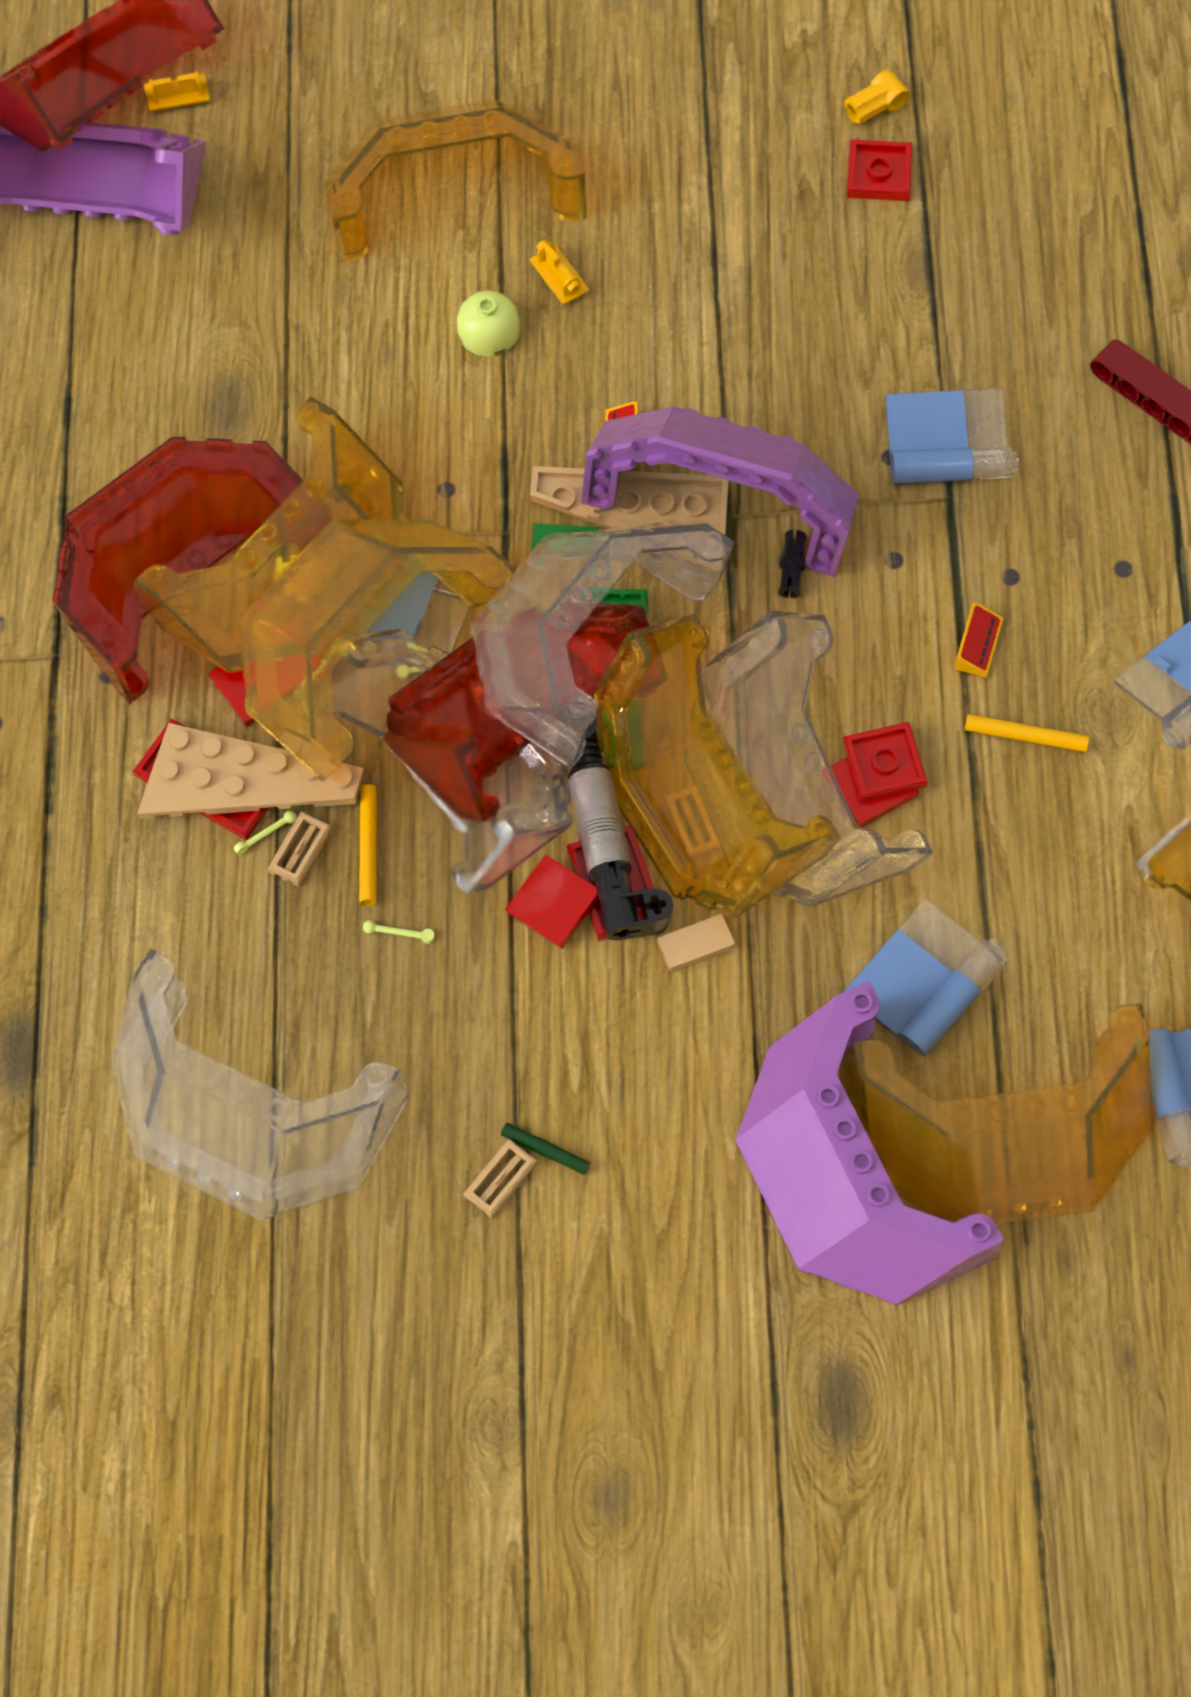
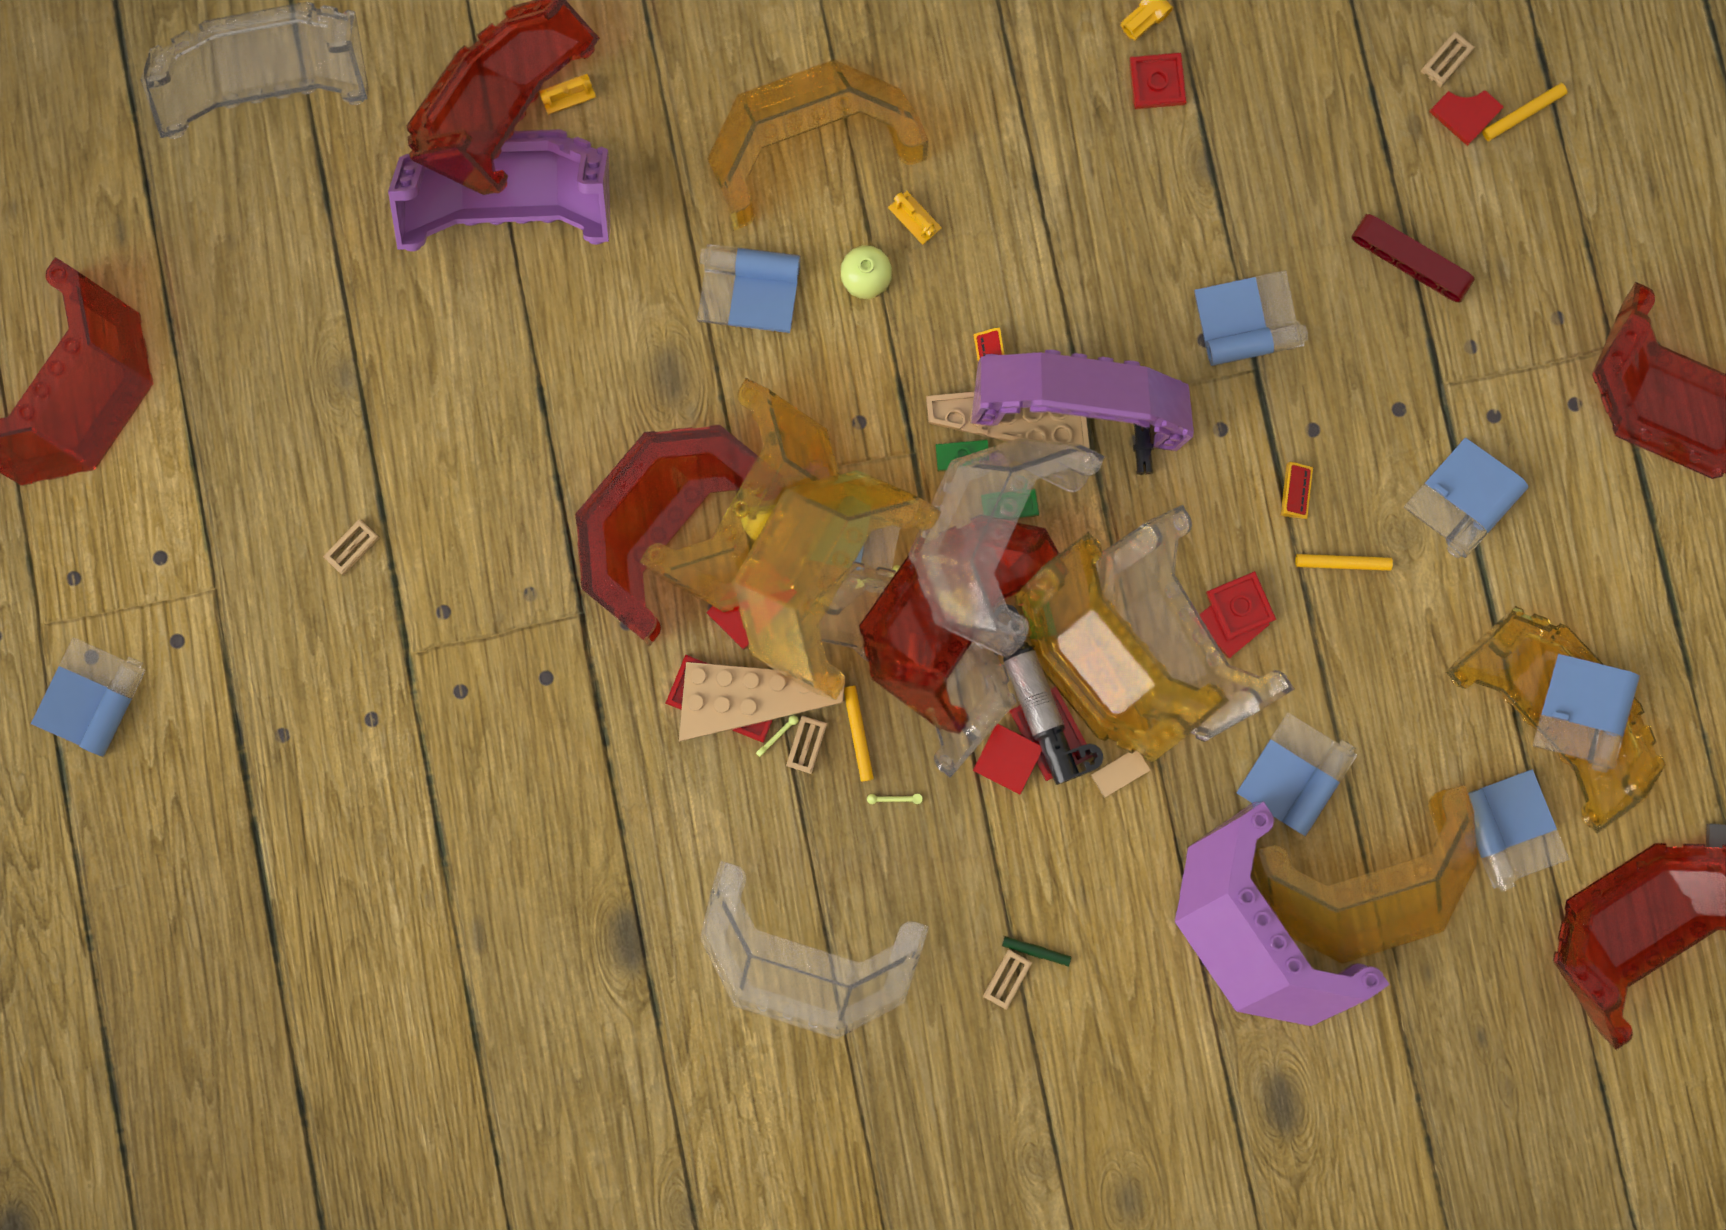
camera: 10 degrees left, 15 degrees up
(343, 320) = (748, 288): none -> medium blue door

